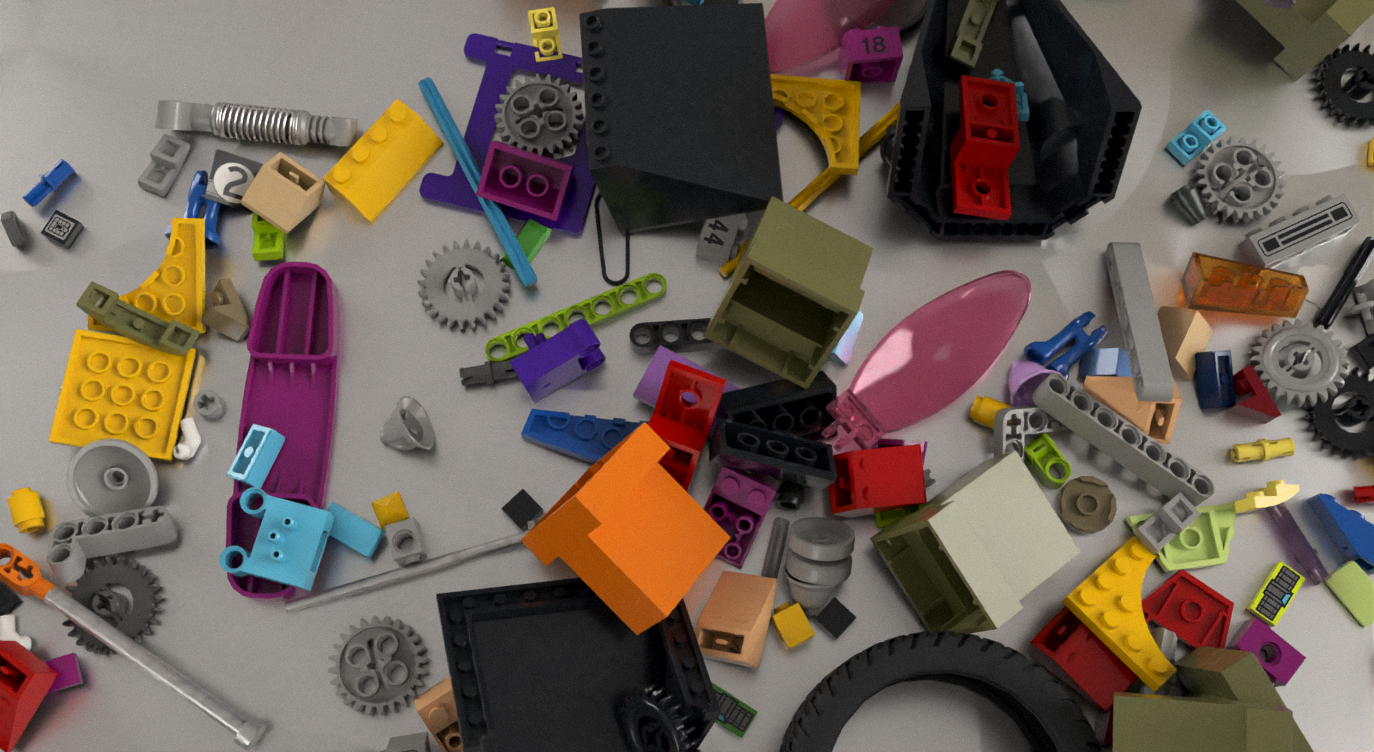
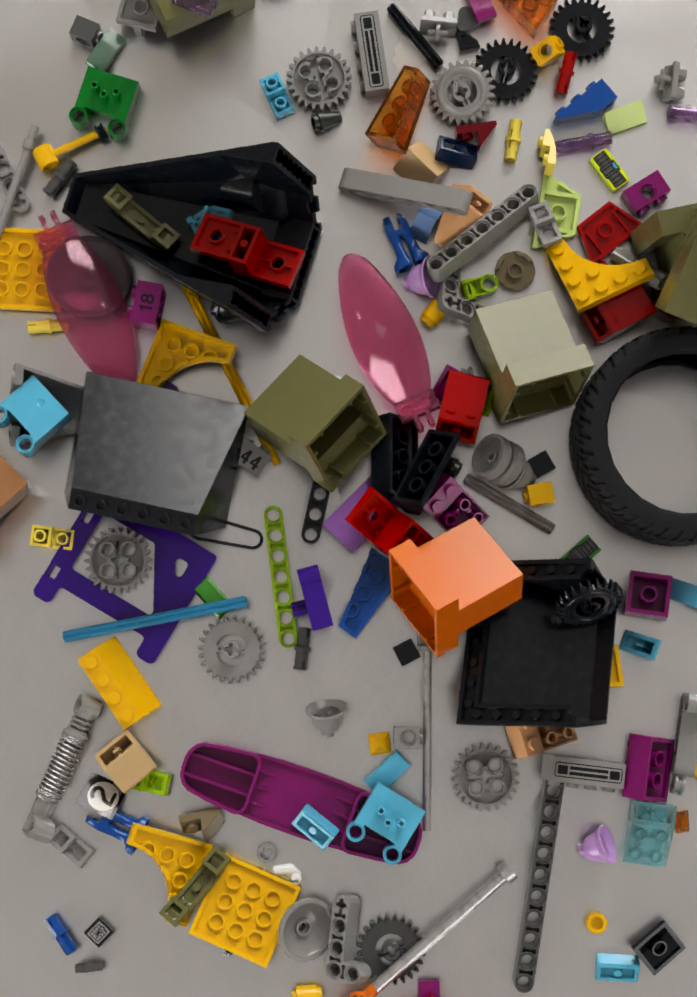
camera: 75 degrees left, 10 degrees up
(525, 180) = (169, 583): magenta slope -> none
(736, 619) = (525, 529): light nougat slope -> none

